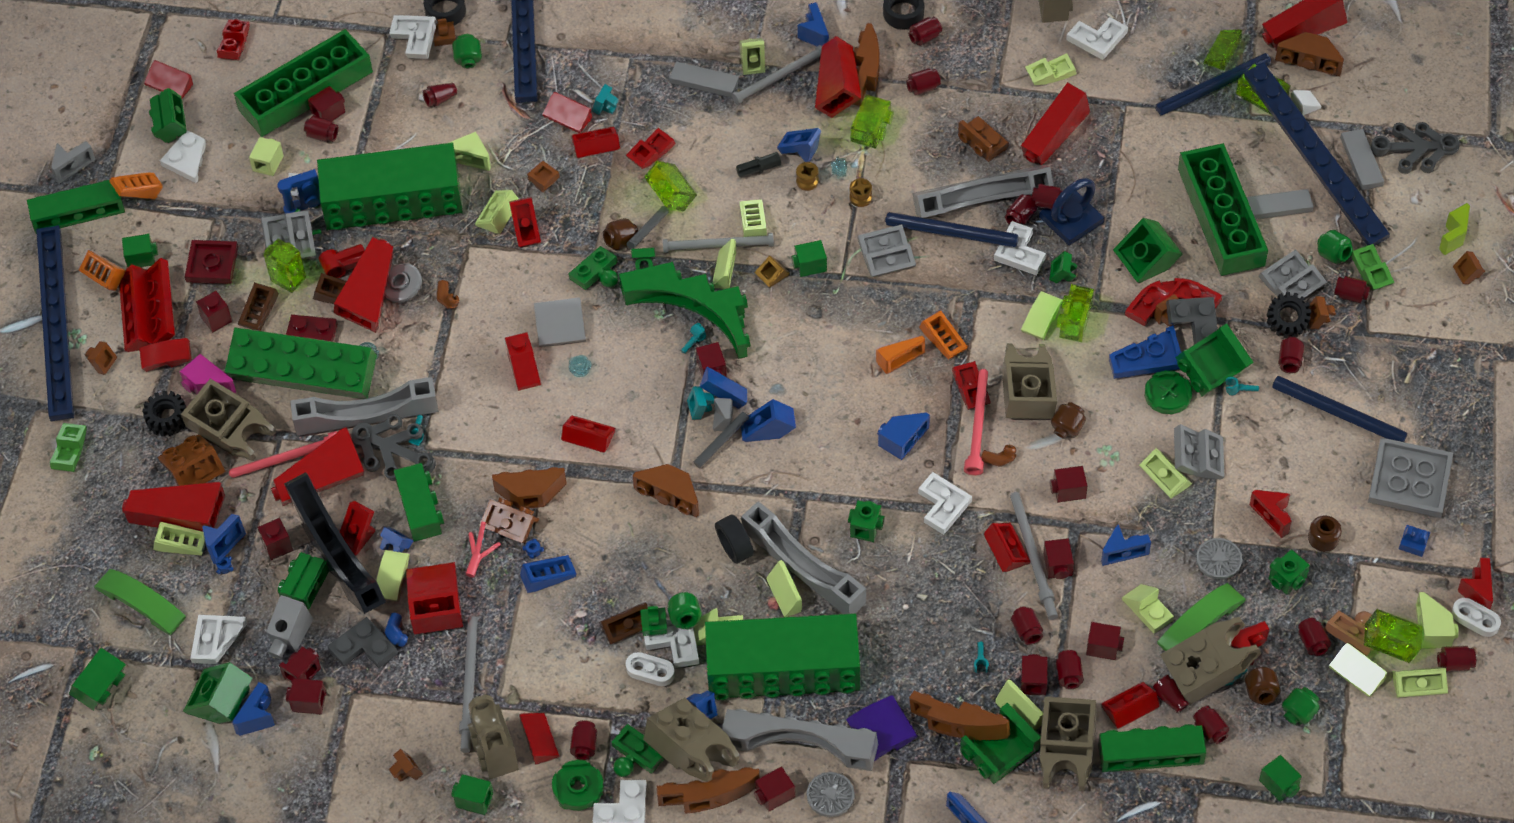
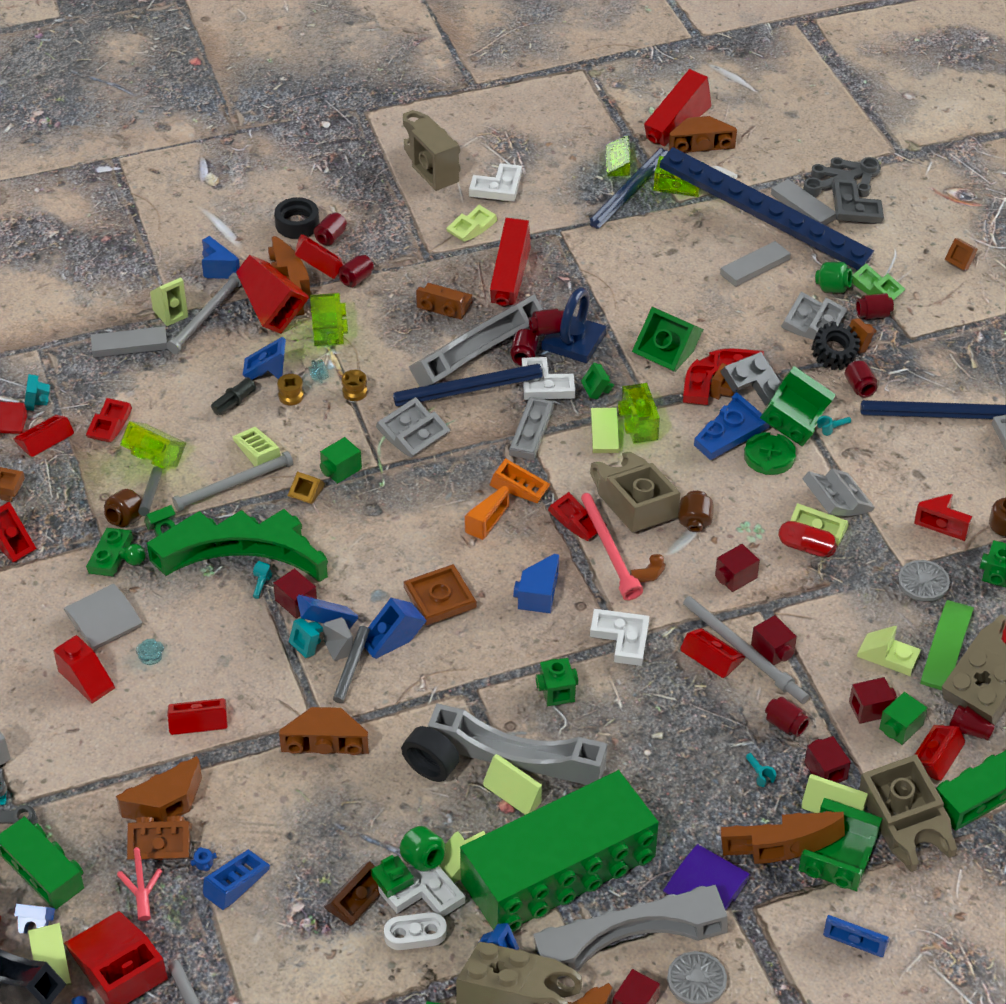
camera: 30 degrees left, 10 degrees down
(725, 265) = (253, 497): yellowish green slope -> none
(821, 409) = (440, 594): none -> dark orange plate
(898, 55) = (318, 256): none -> red slope
(983, 289) = (531, 428): none -> light grey tile
(1069, 669) = (858, 741): dark red brick -> none
(1117, 666) = (903, 718): none -> green brick
(1121, 550) = (827, 606): blue slope -> none
(1145, 483) = (807, 539): none -> red arm
(1222, 209) = (714, 280): green brick -> none
(1399, 179) = (851, 207): none -> dark grey plate
(1457, 225) = (929, 226): lime slope -> none

